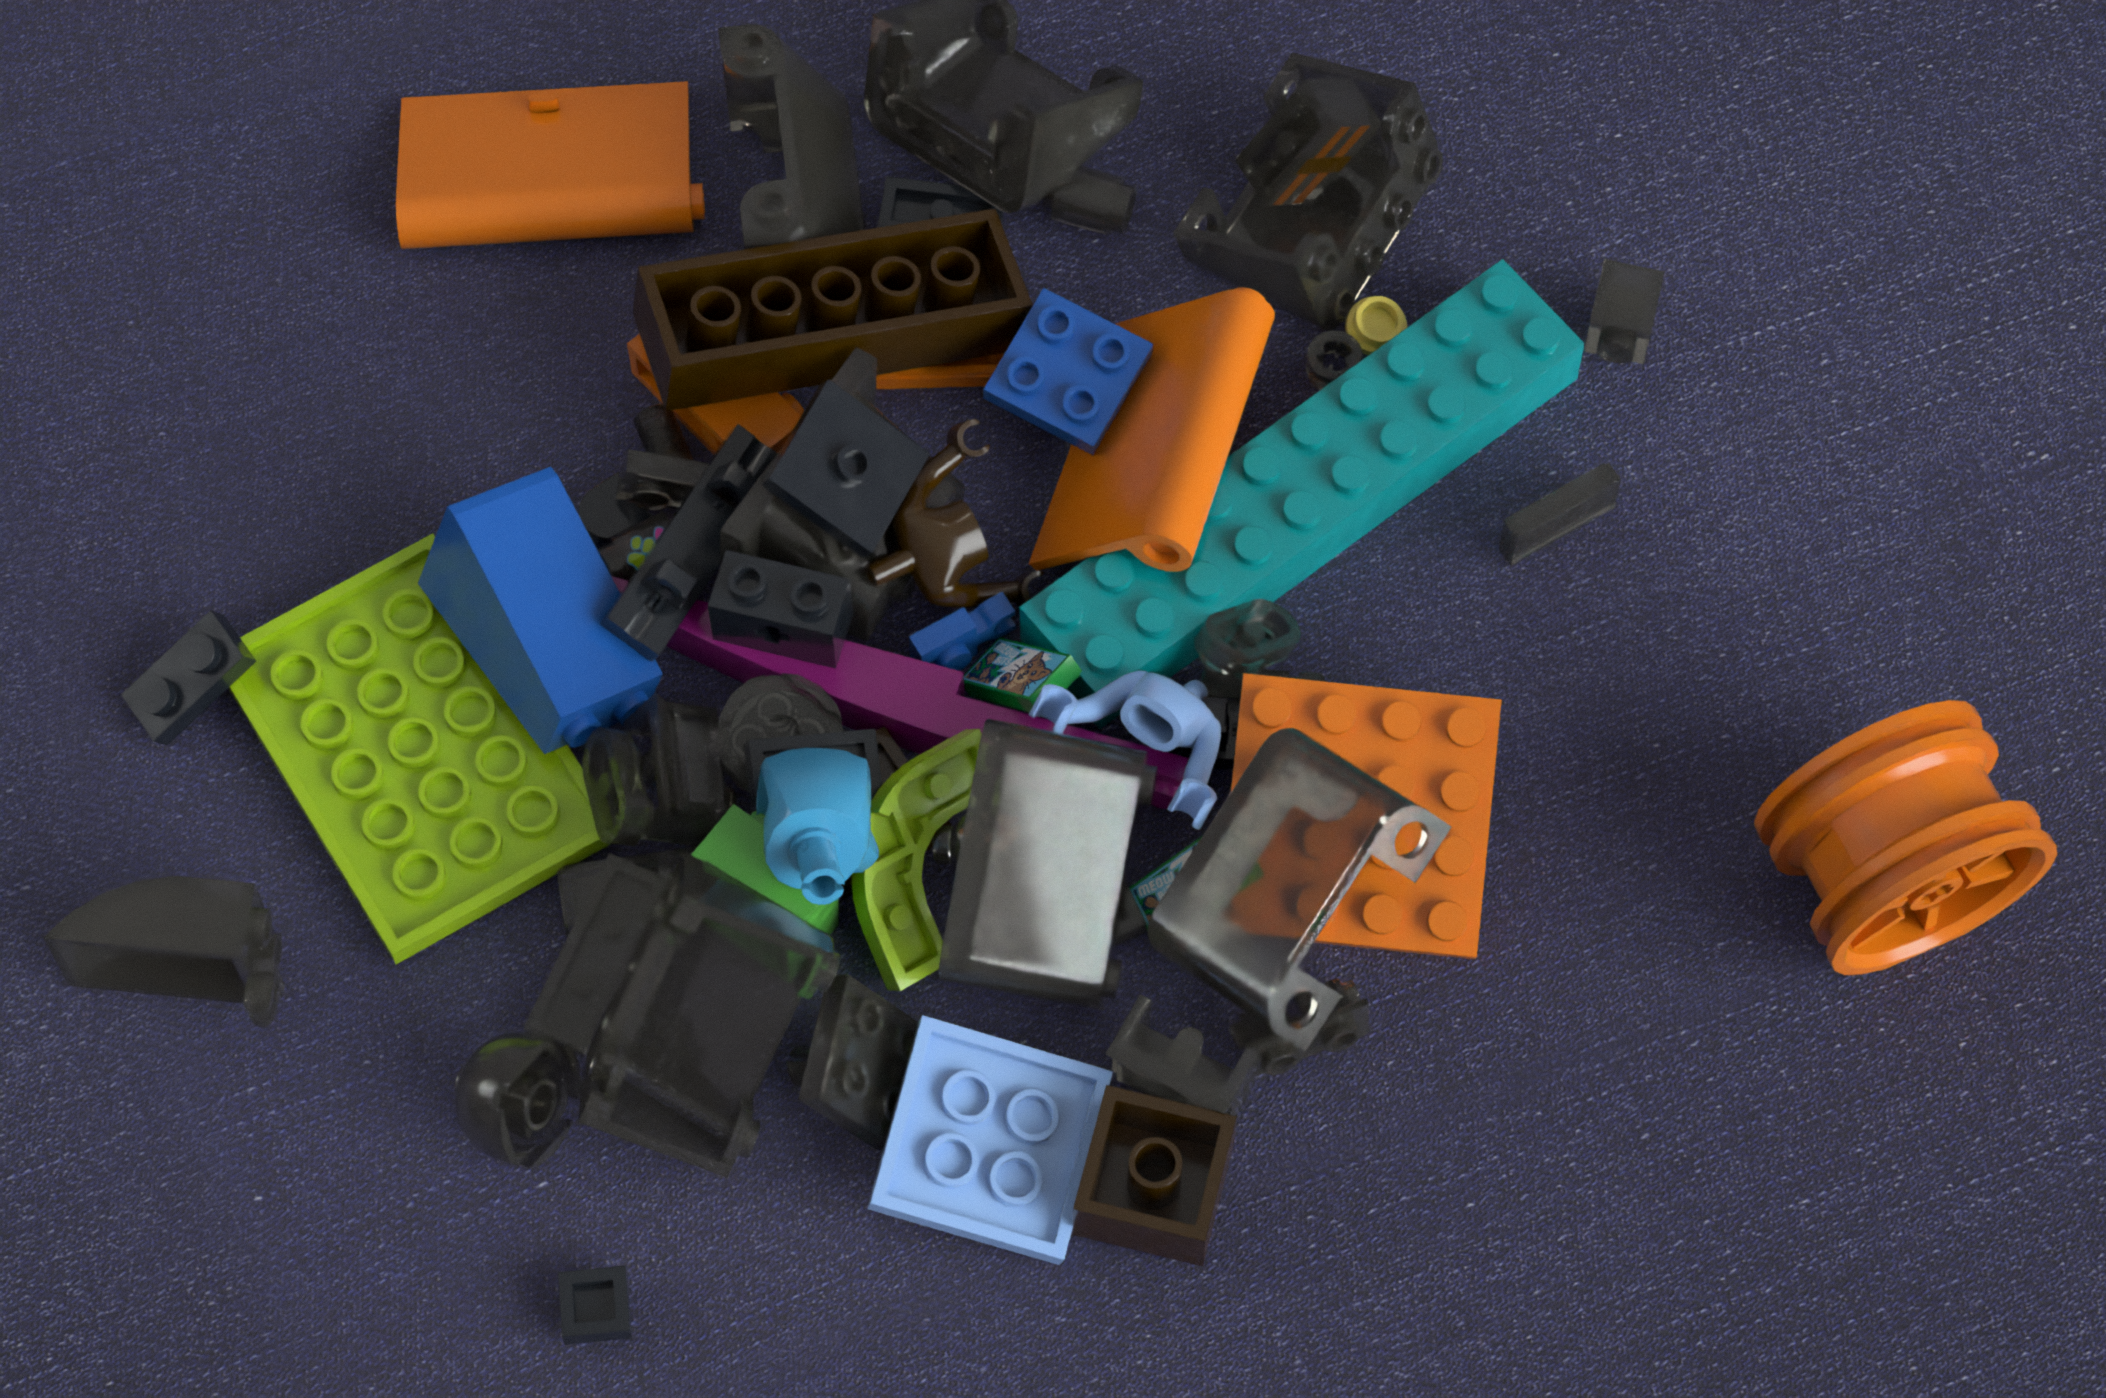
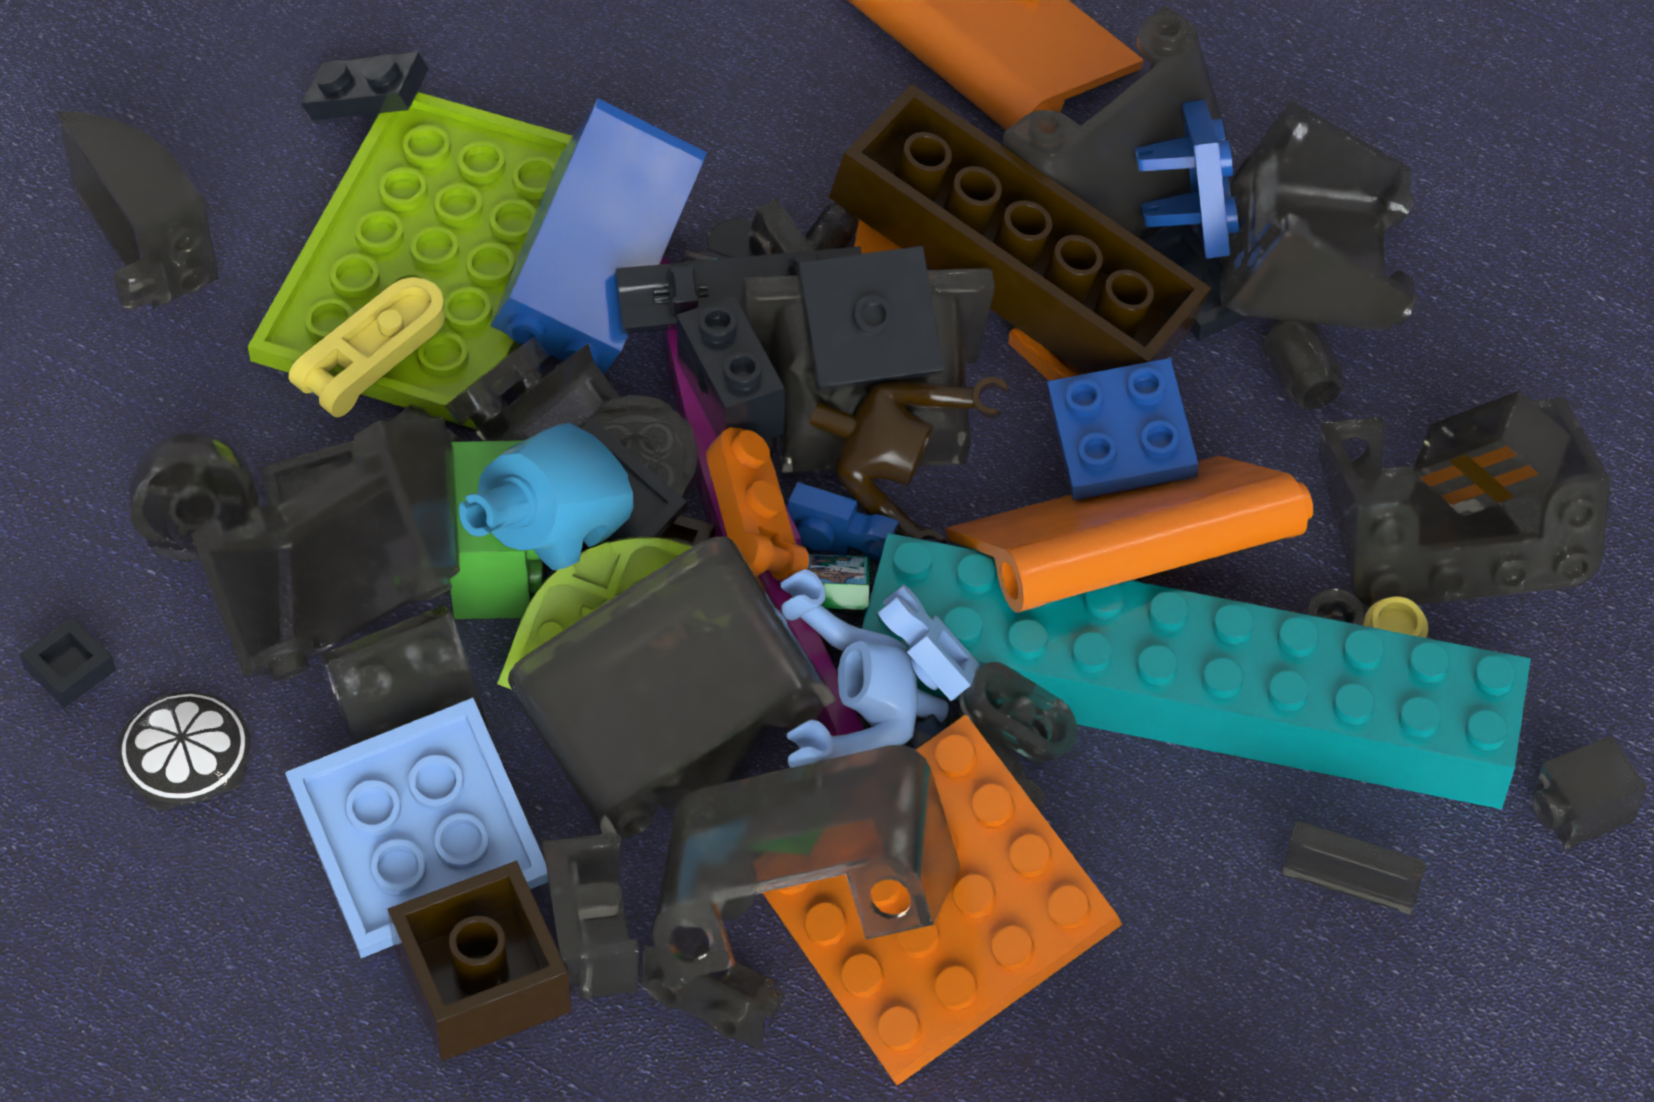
camera: 50 degrees right, 10 degrees down
(488, 854) = (370, 343): none -> light yellow plate
(753, 1270) = (184, 749): none -> dish
(884, 133) = (1209, 167): none -> blue plate
(921, 683) = (754, 503): none -> orange plate
(1174, 652) = (935, 651): none -> light blue plate

